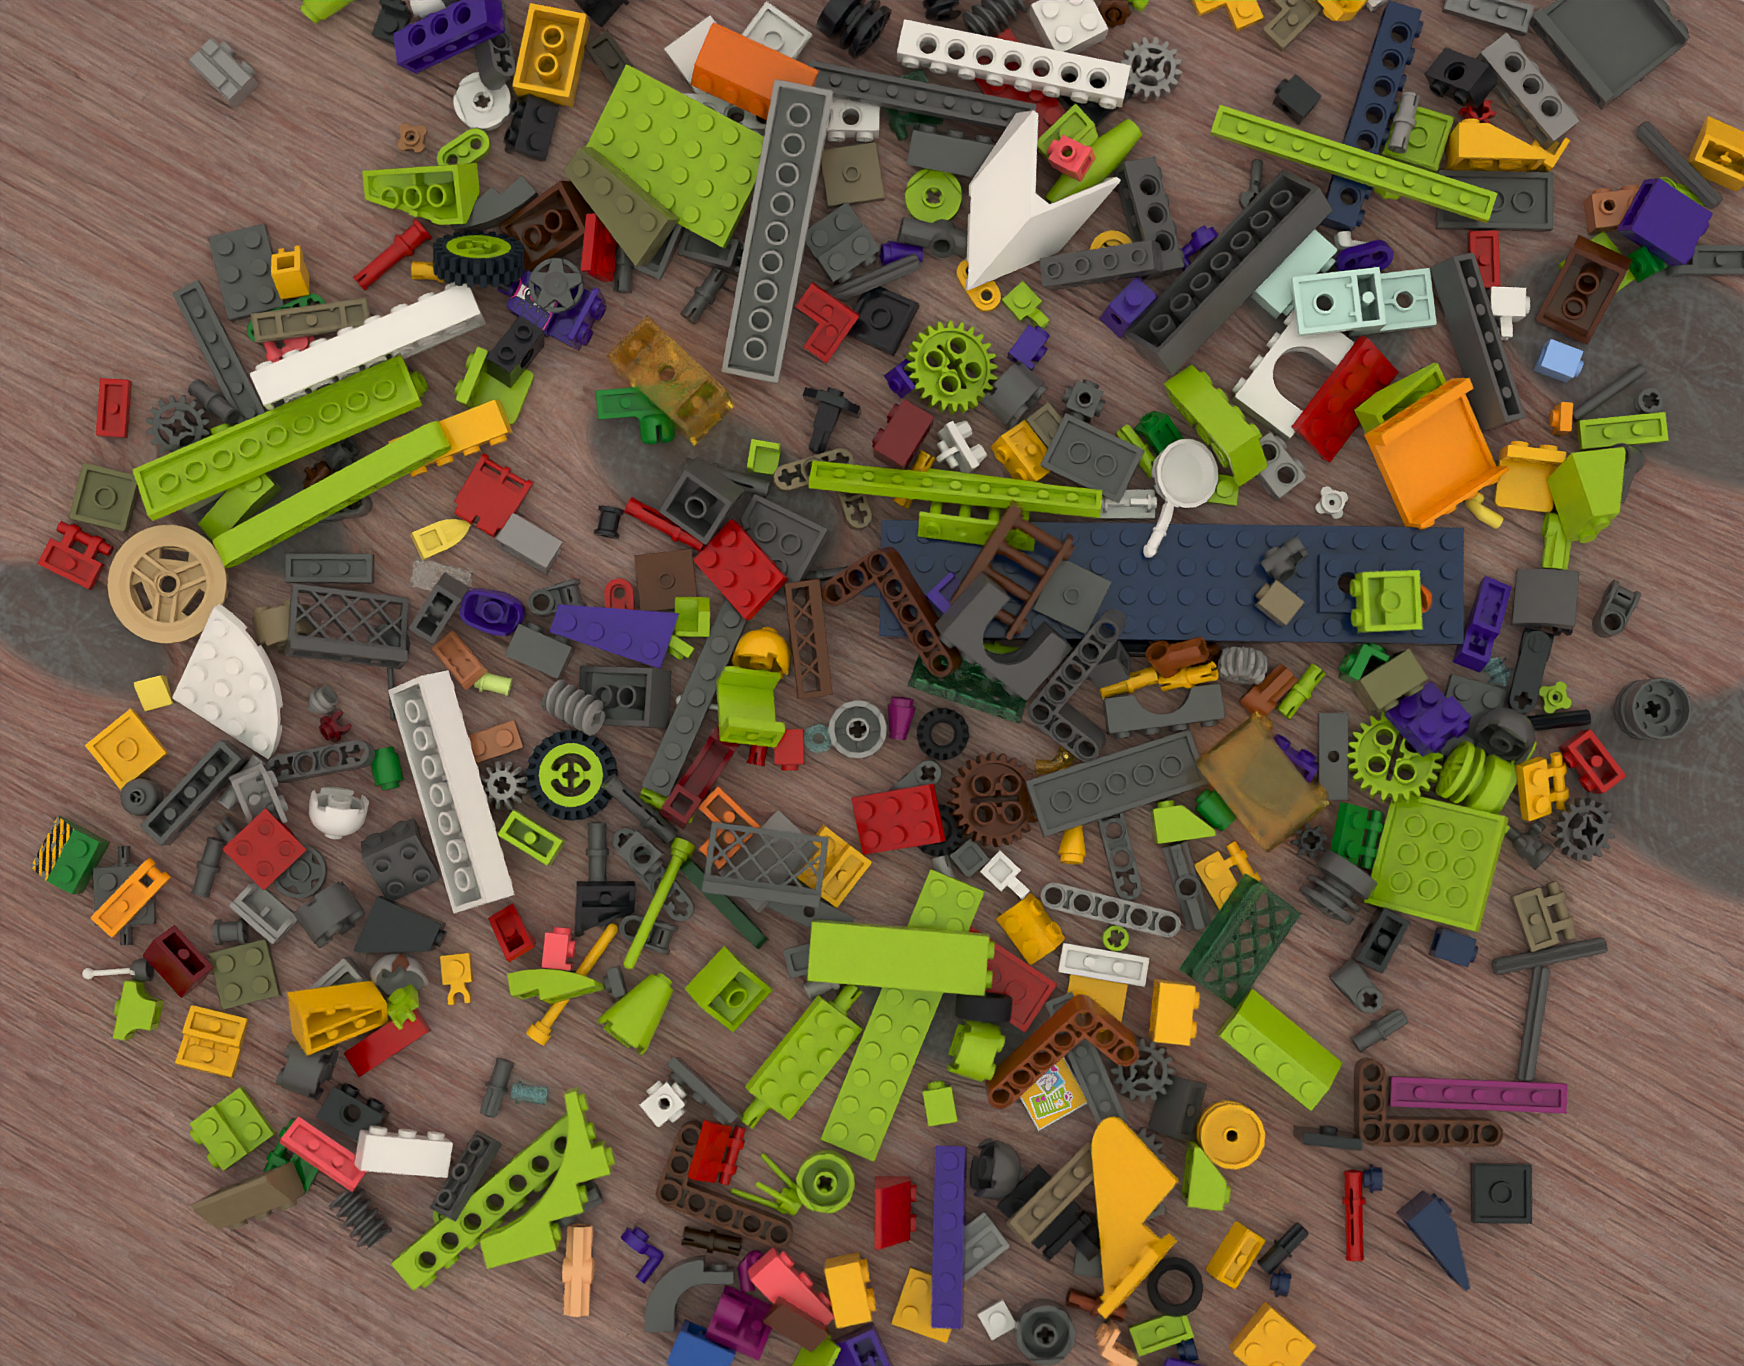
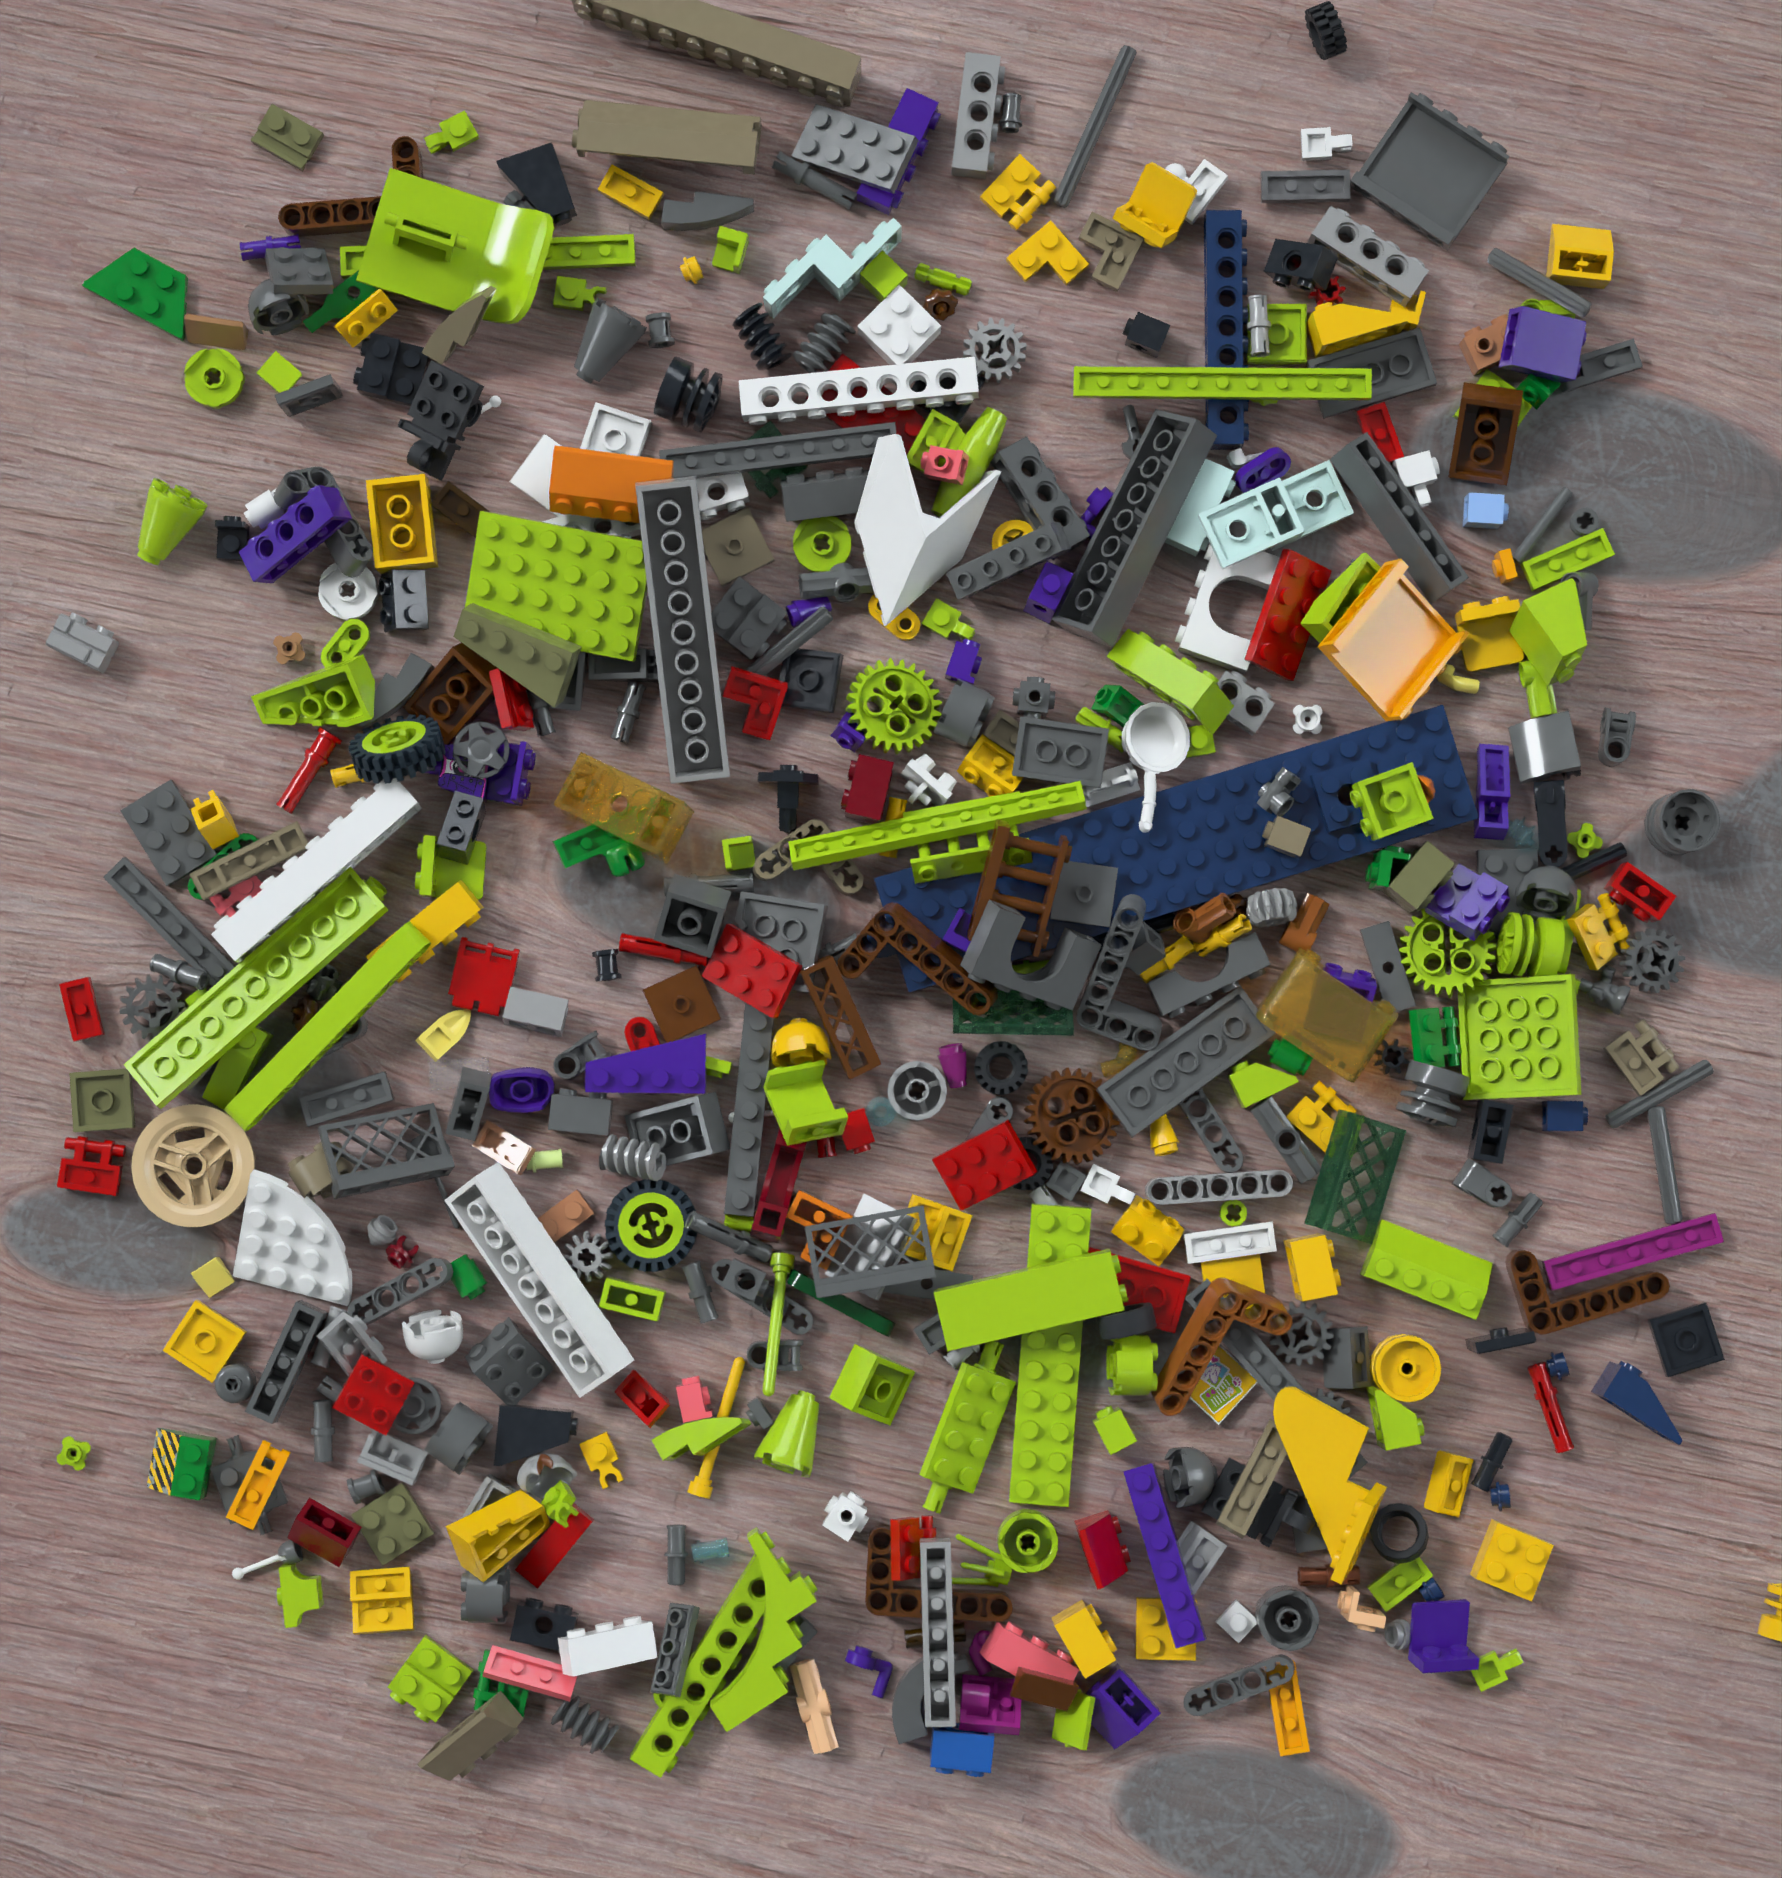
camera: 25 degrees left, 0 degrees up
(602, 903) = (721, 1341): black wing -> none
(693, 617) = (720, 1031): lime panel -> none
(703, 1091) = (880, 1492): dark grey tile -> none
(713, 1240) = (937, 1632): none -> light grey brick
(1300, 691) = (1336, 914): lime pin -> none

